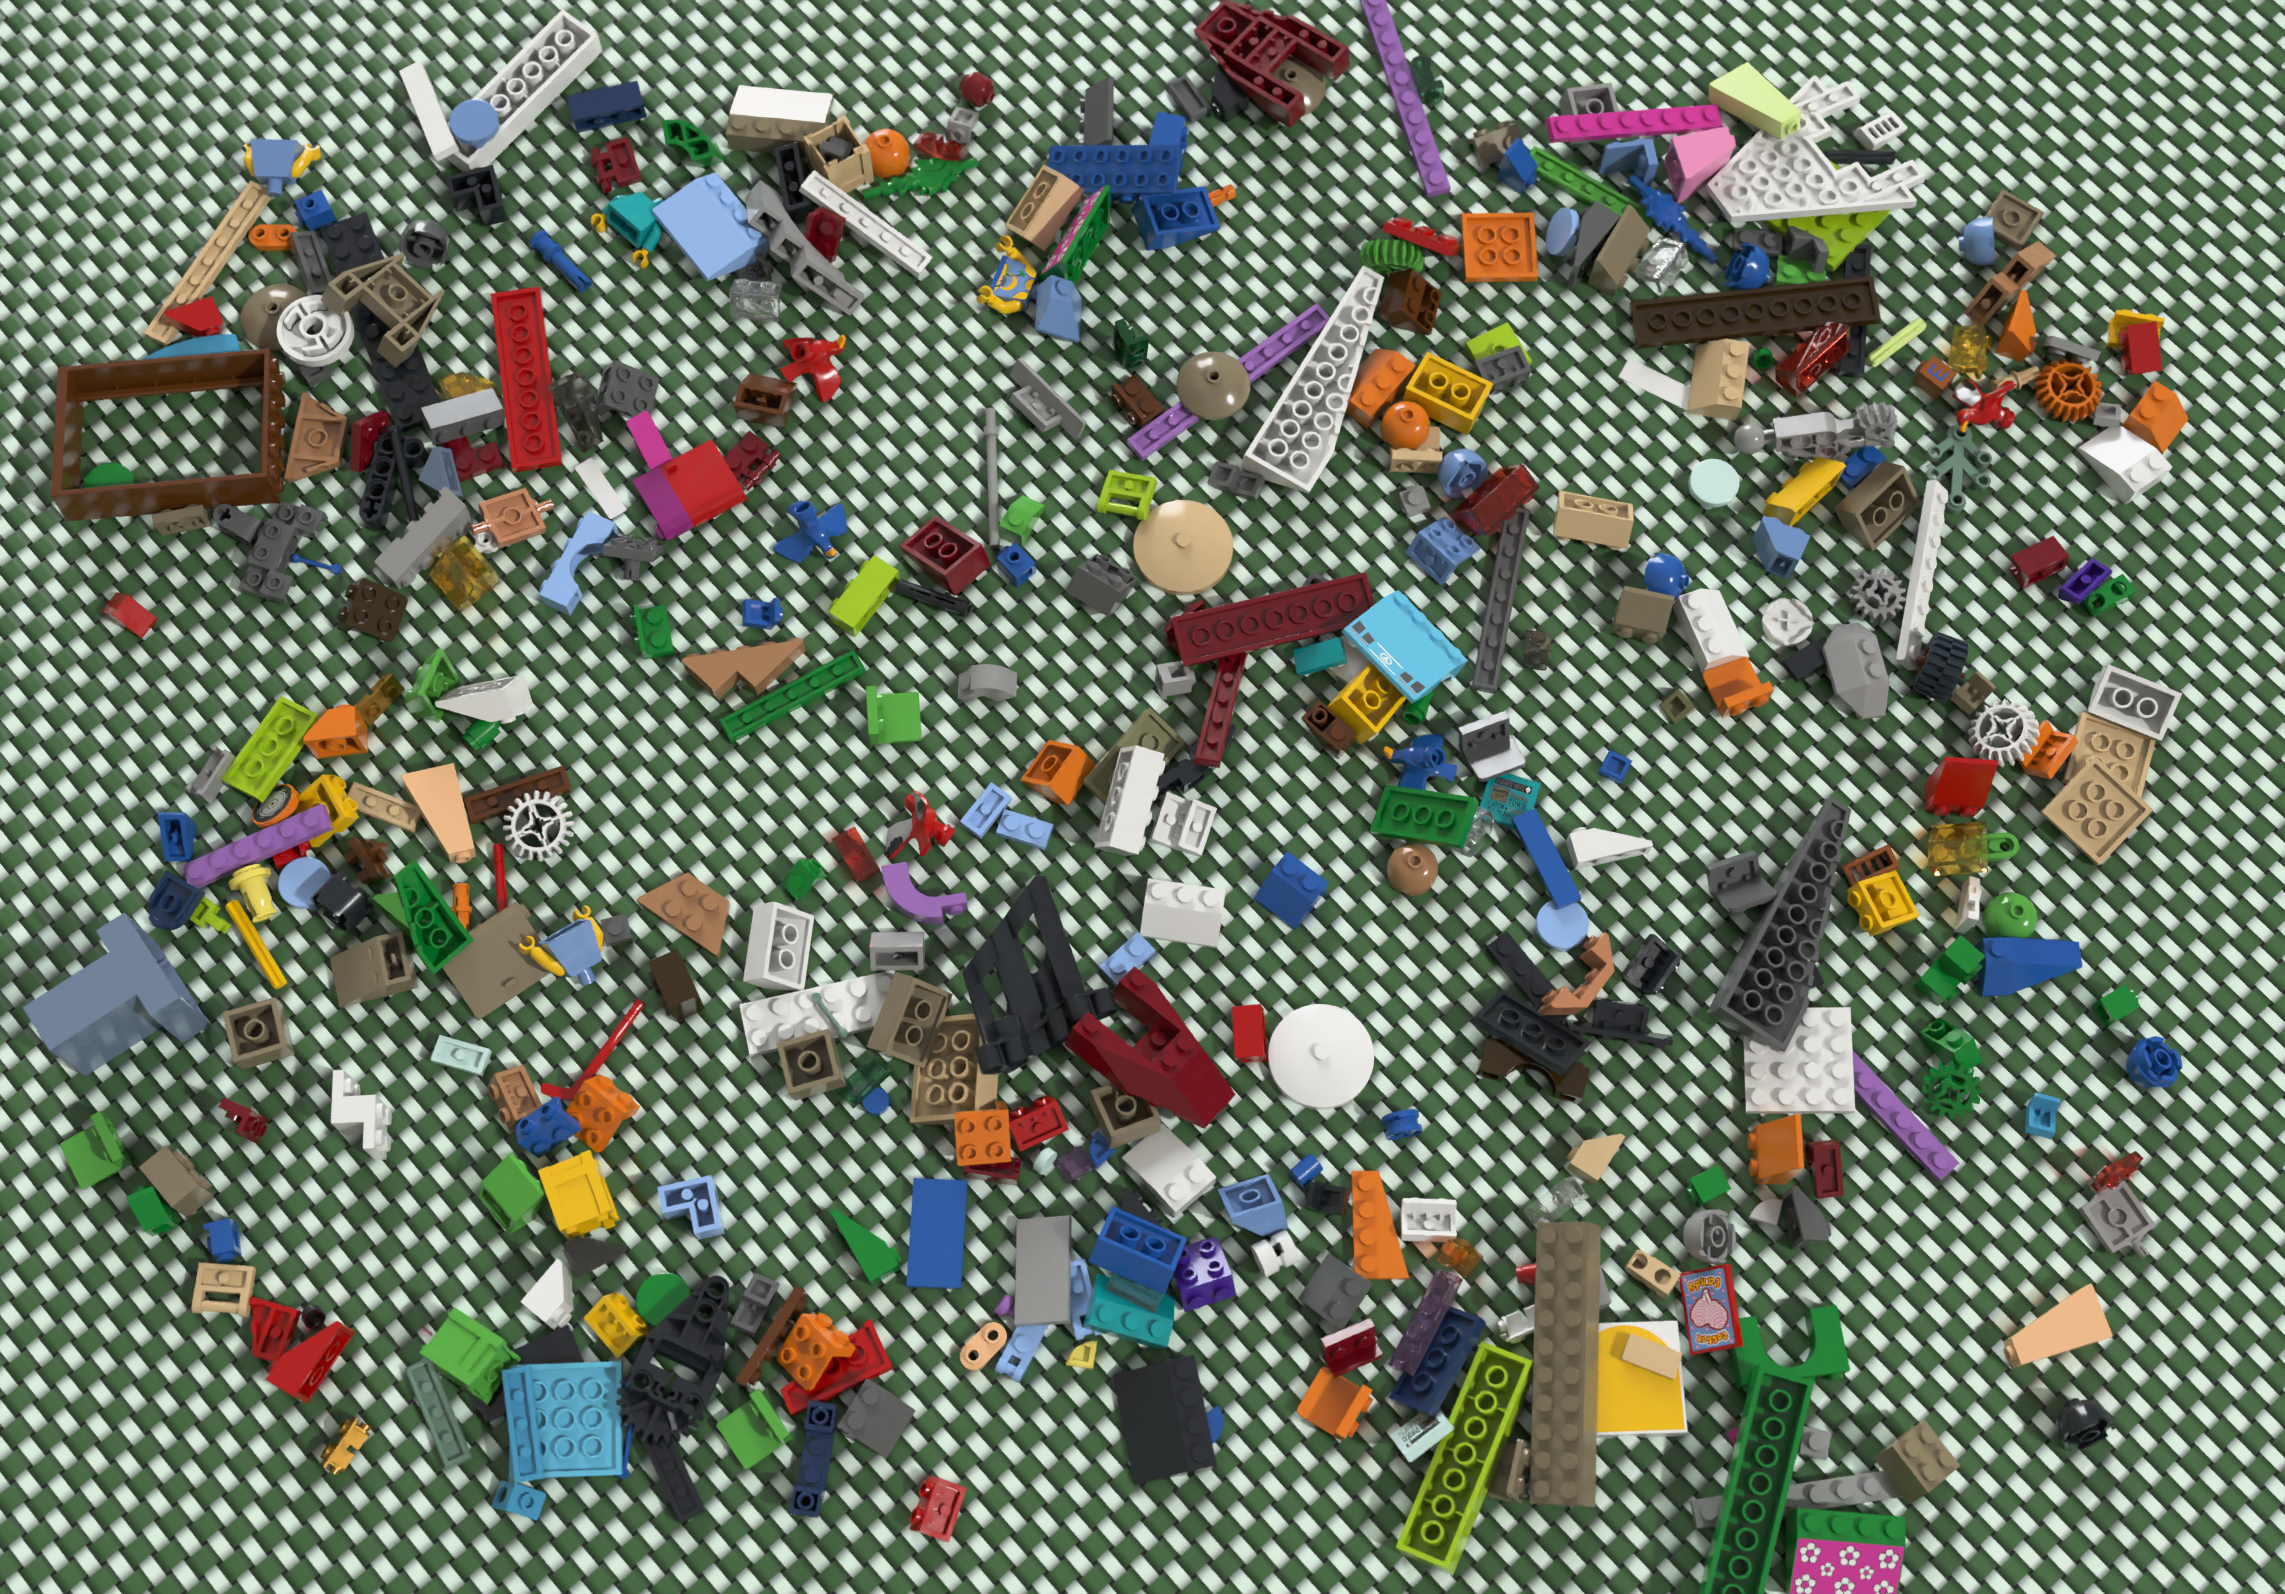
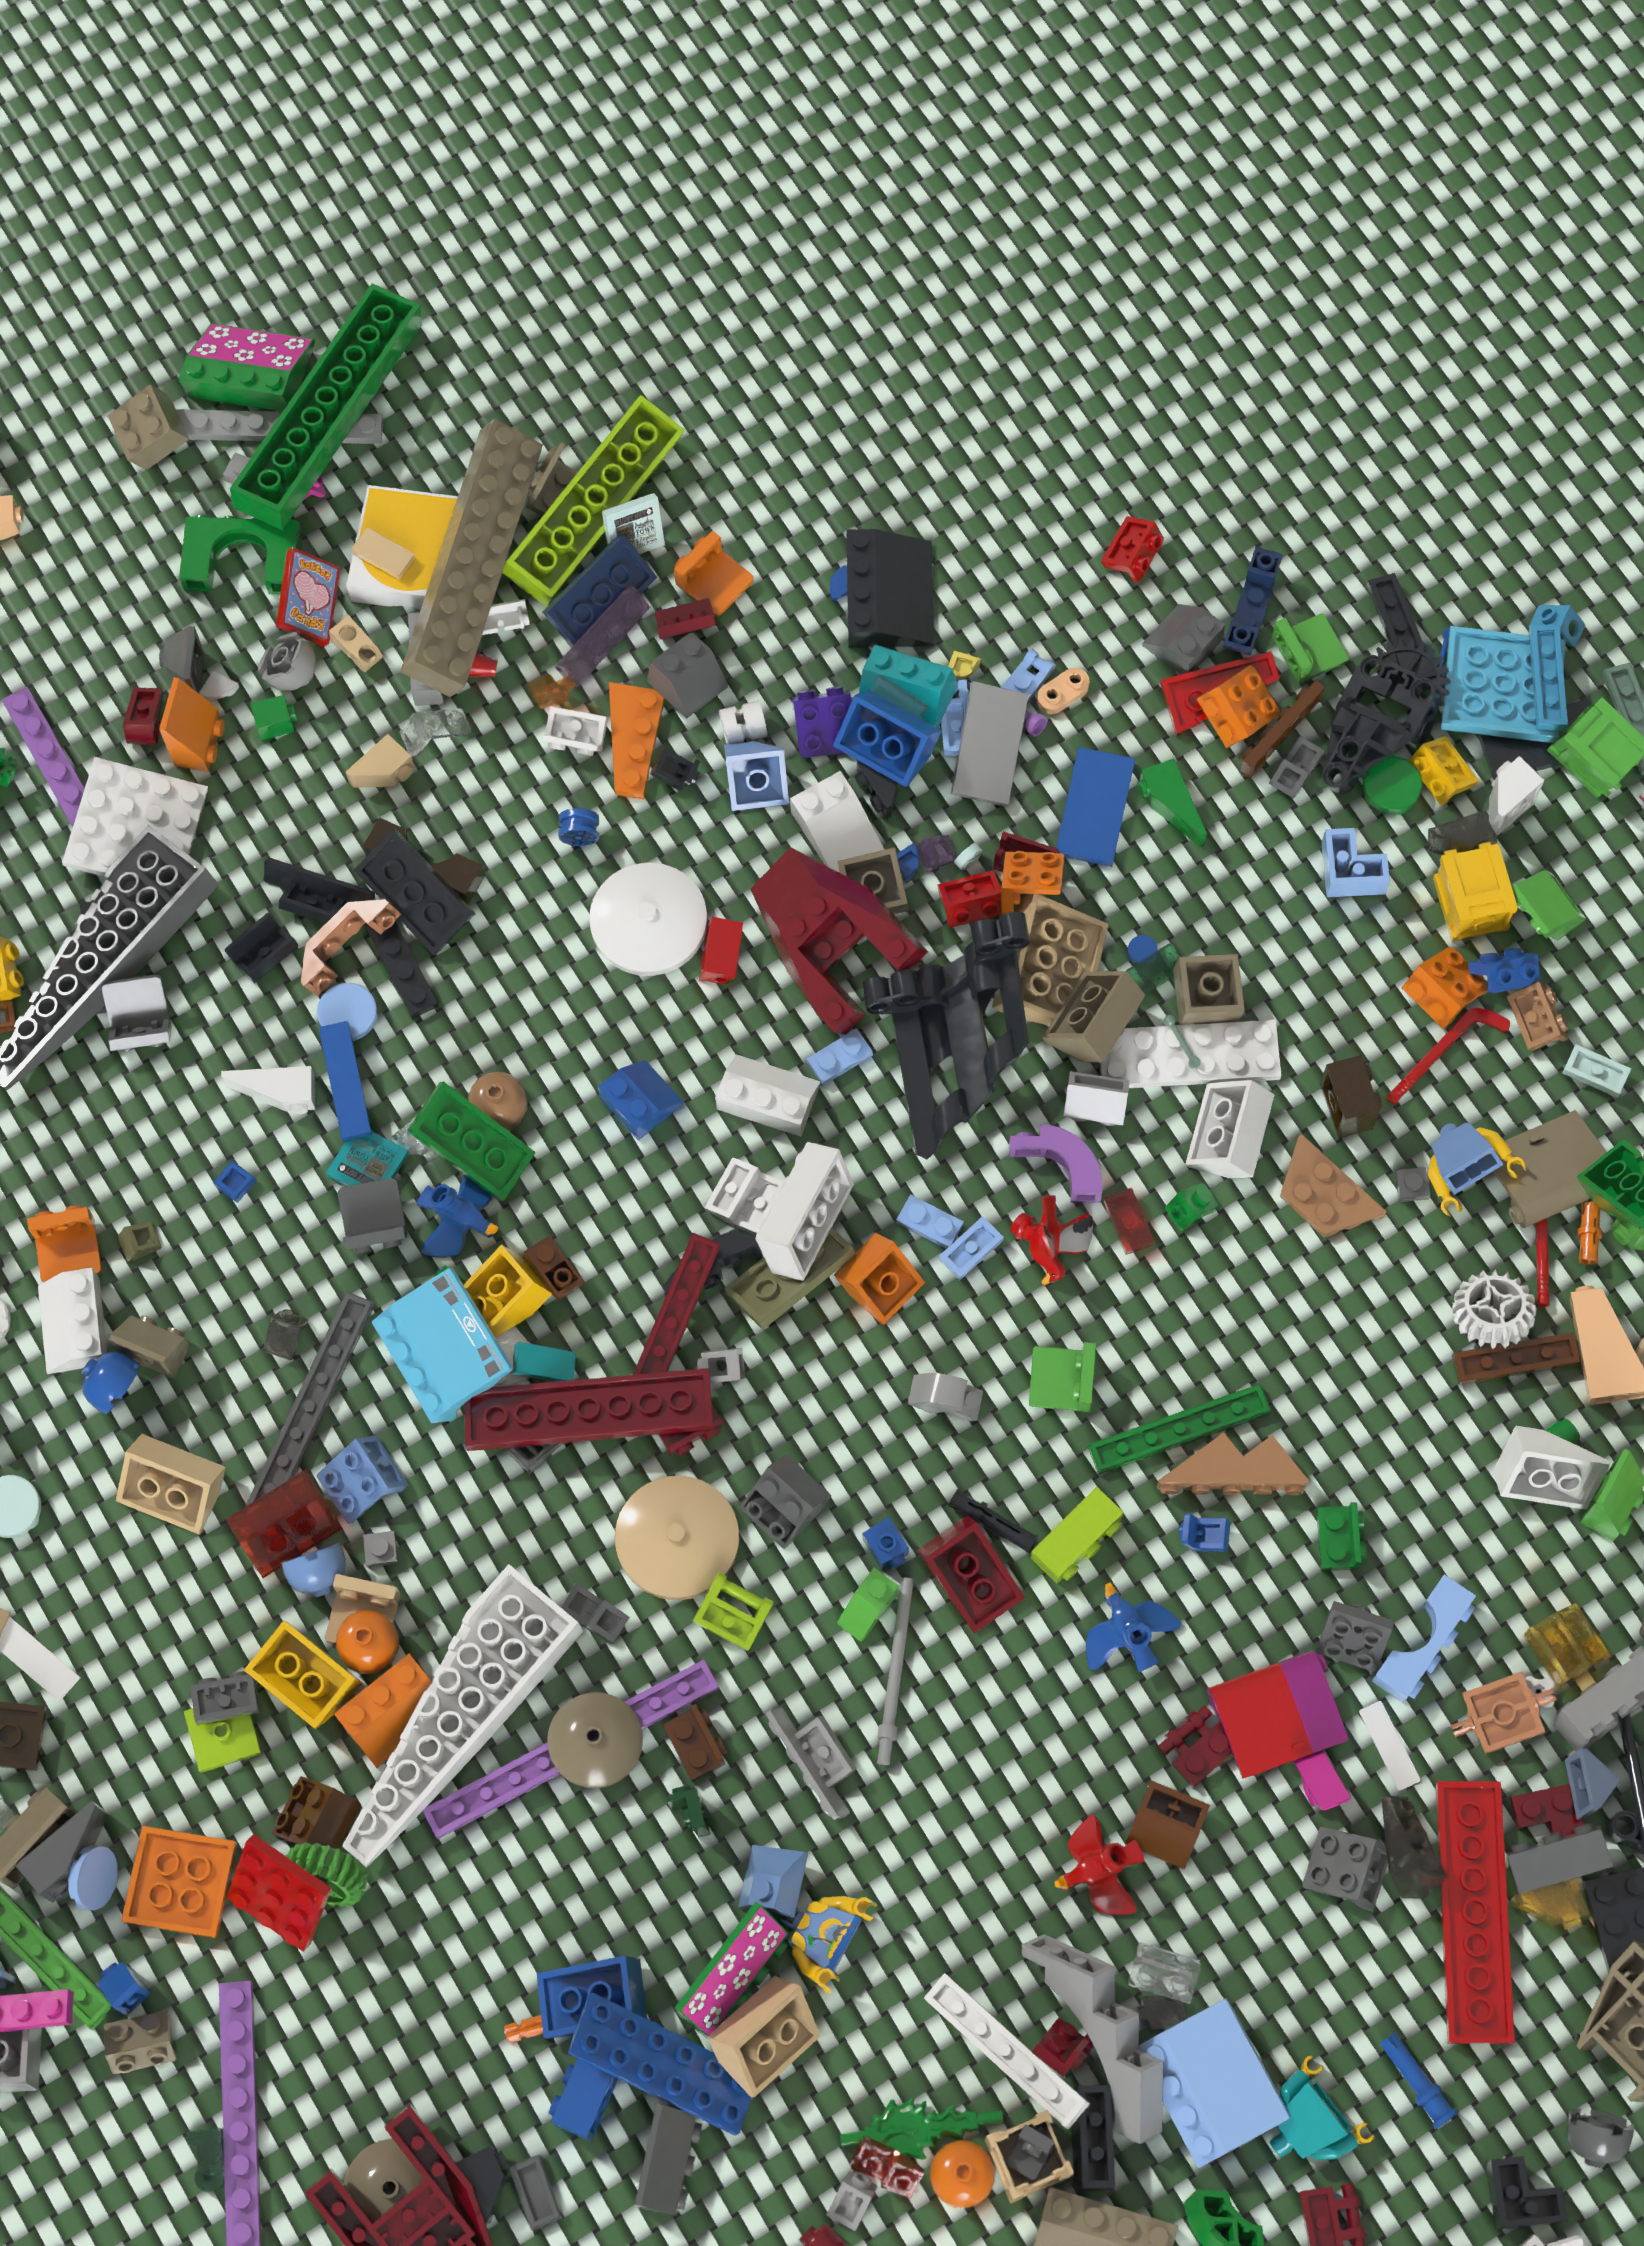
camera: 165 degrees left, 0 degrees up
(1305, 1170) = (692, 803): blue brick -> none

